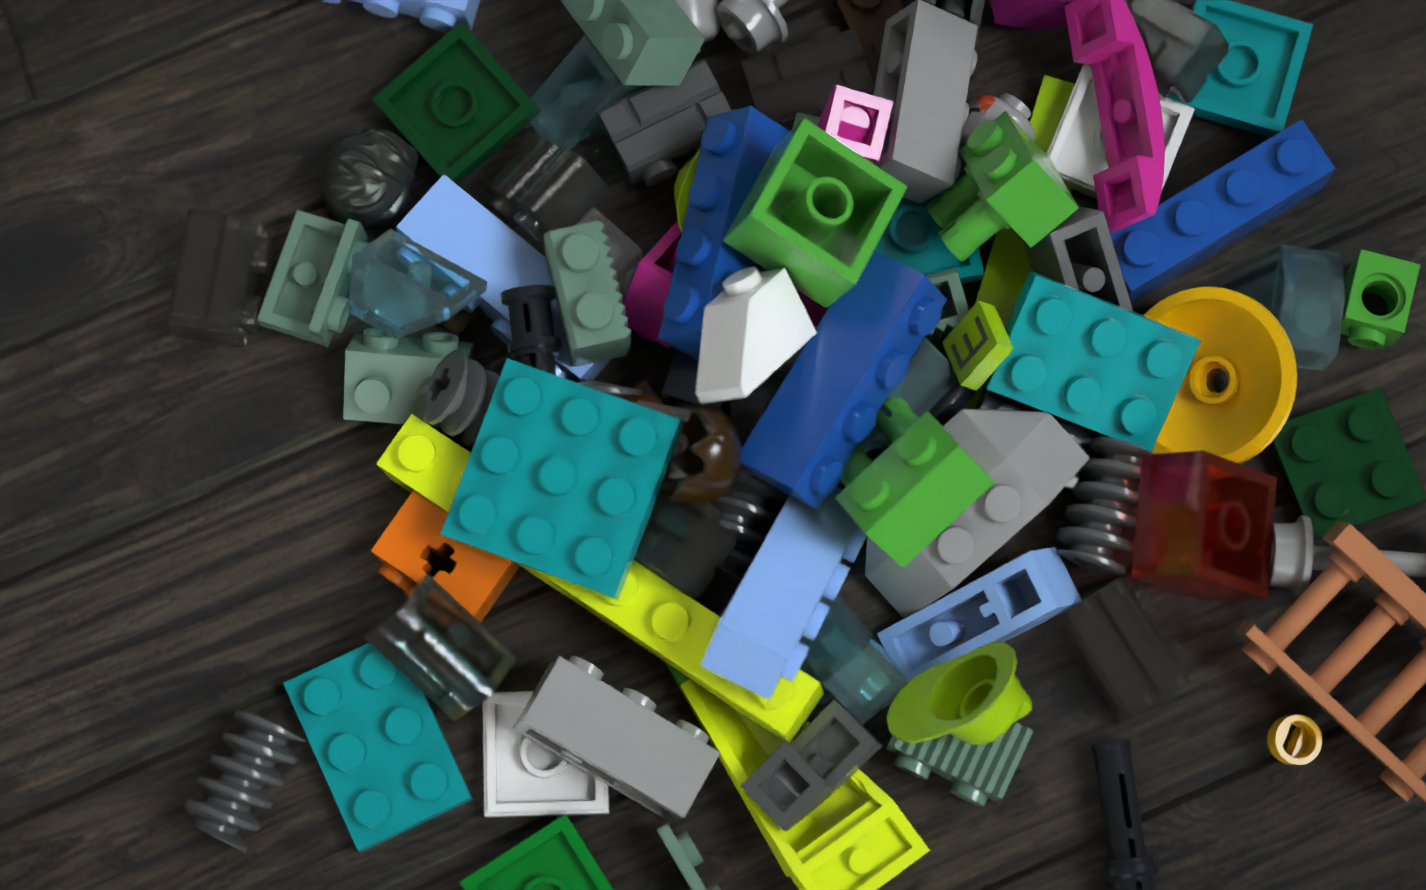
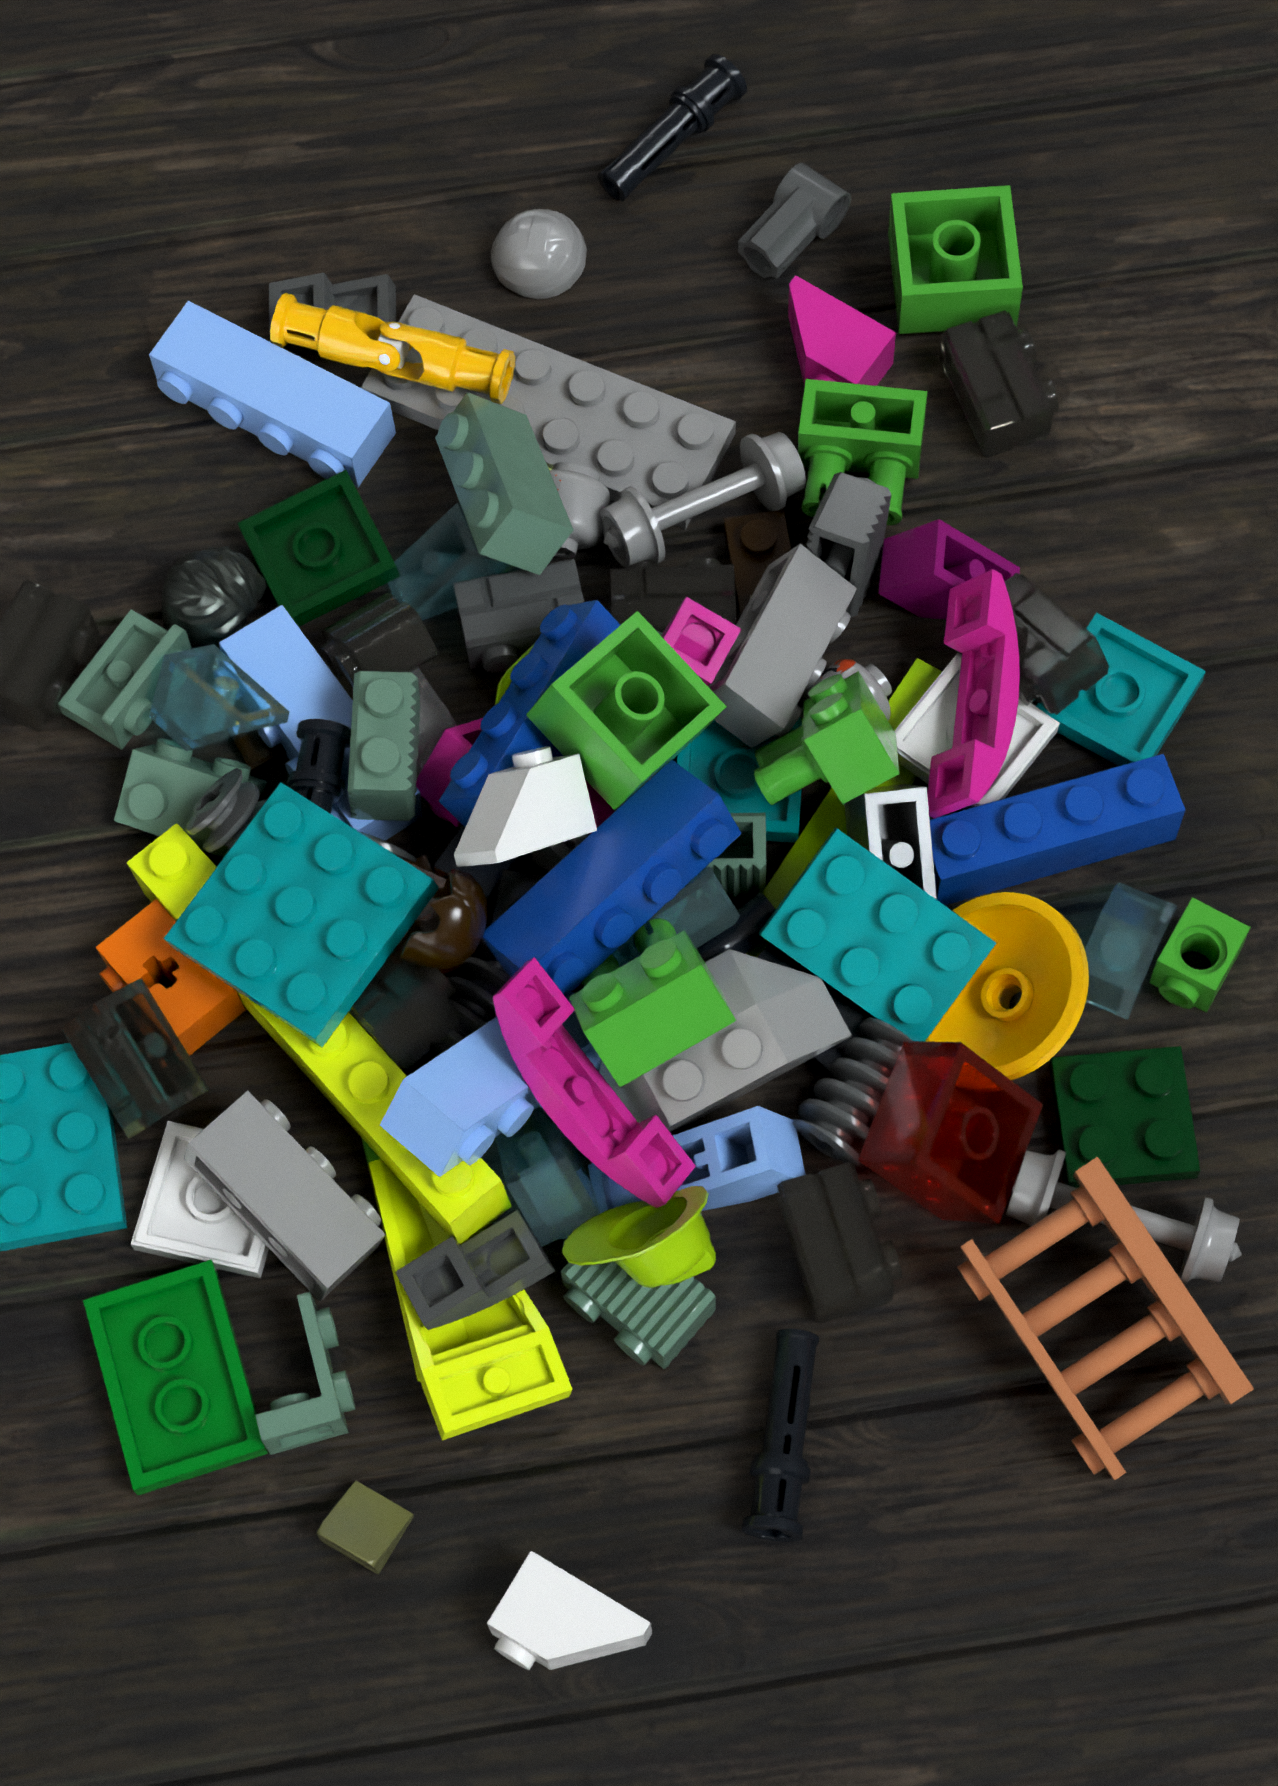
camera: 15 degrees right, 10 degrees down
(868, 589) = (577, 1097): none -> dark pink slope
(977, 345) = (762, 890): lime tile -> none
(1303, 744) = (1004, 1386): yellow hinge -> none

